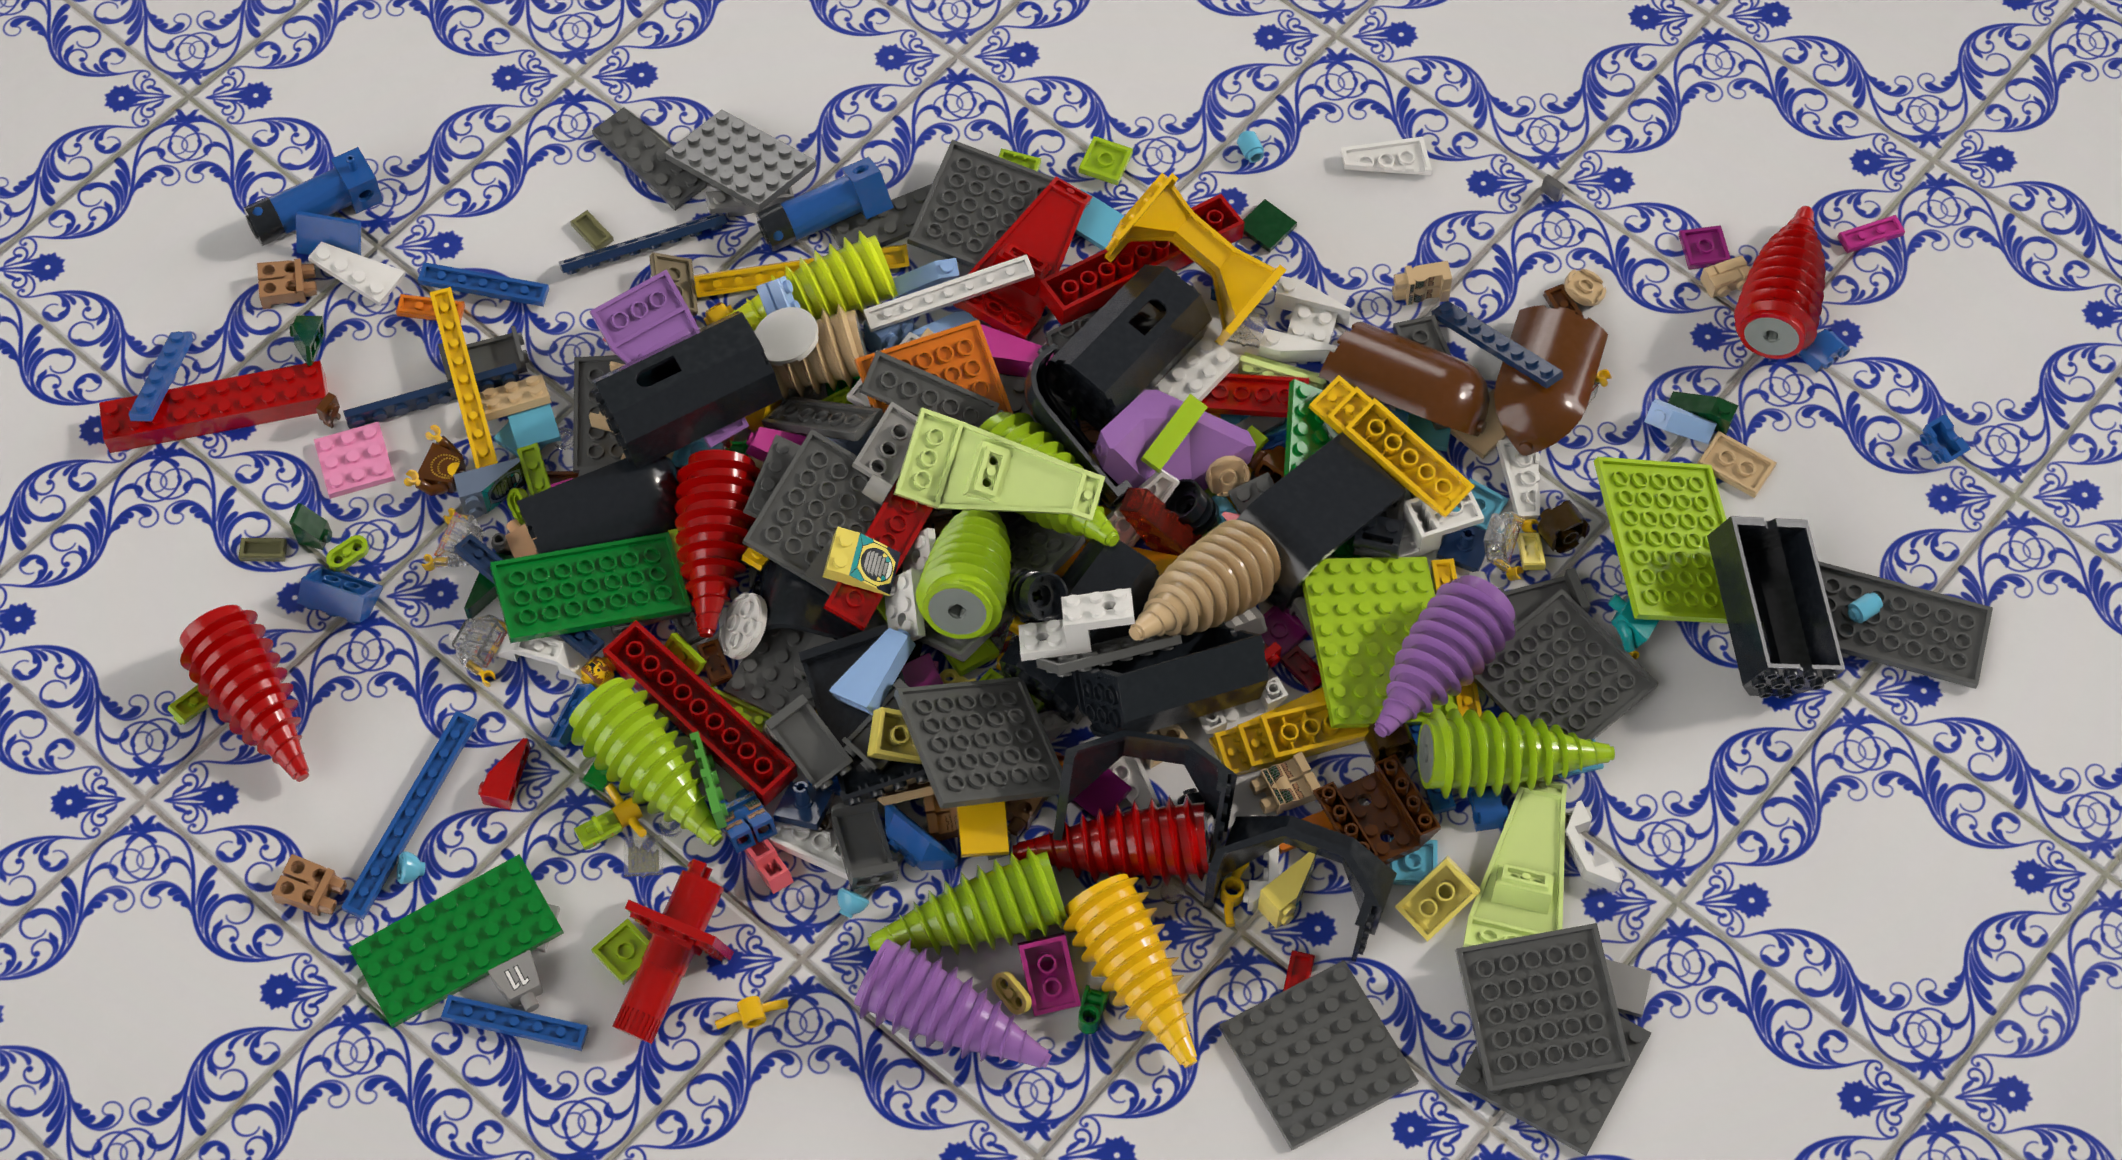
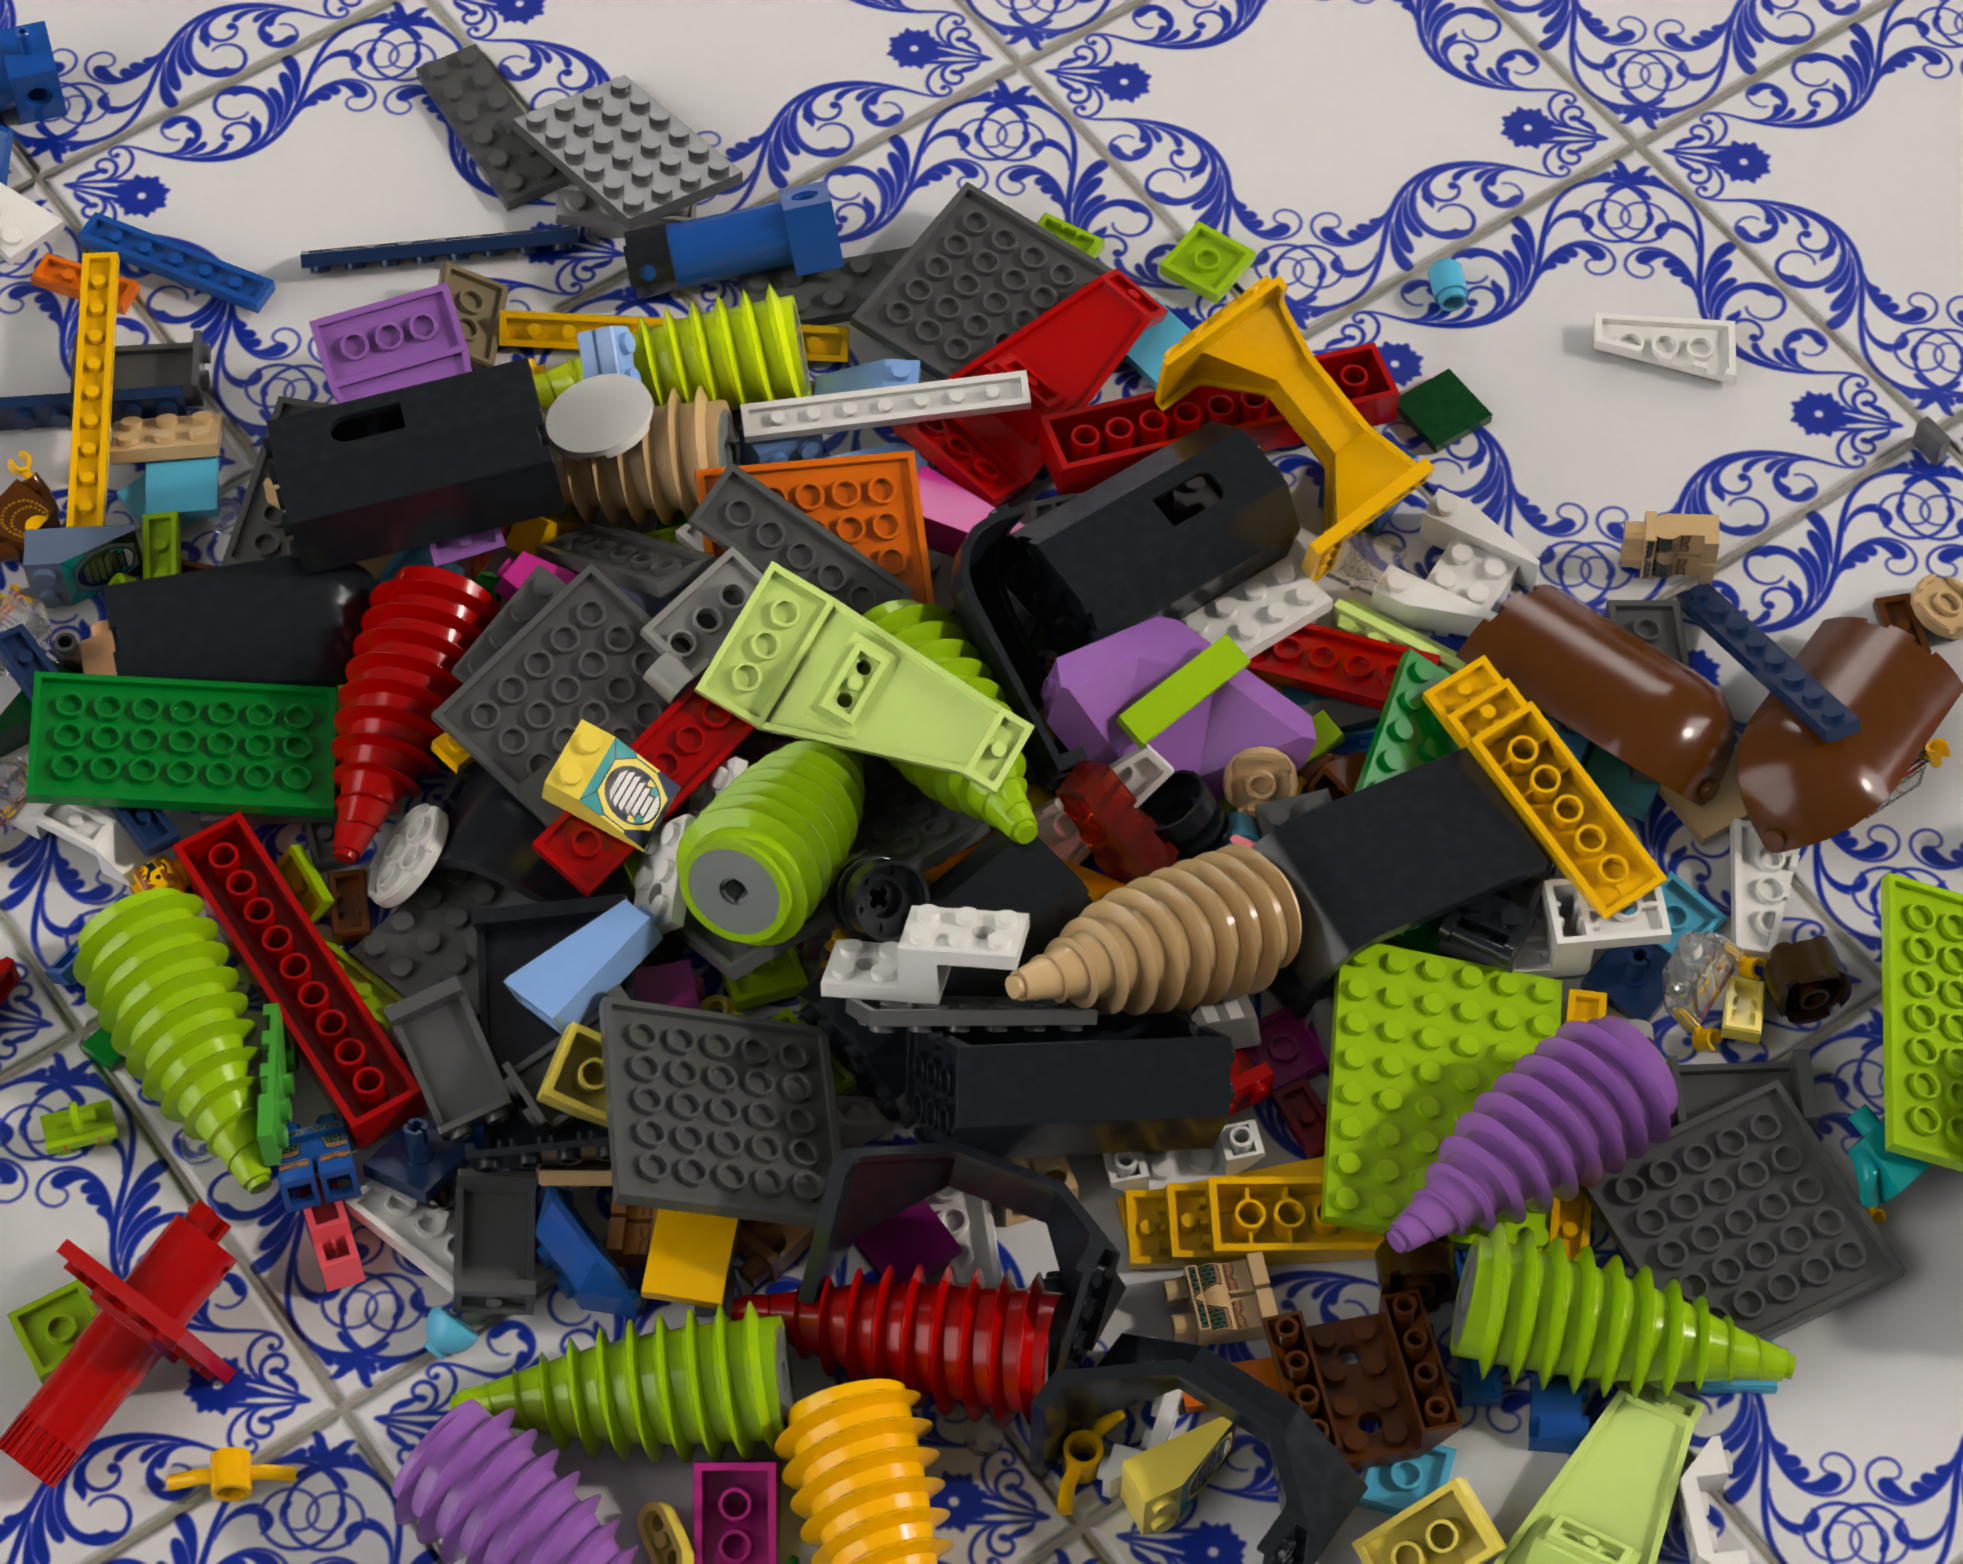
camera: 15 degrees right, 5 degrees down
(591, 230) = (369, 216): olive tile -> none
(626, 811) = (133, 1109): yellow piece -> none
(643, 856) = (141, 1185): clear piece -> none

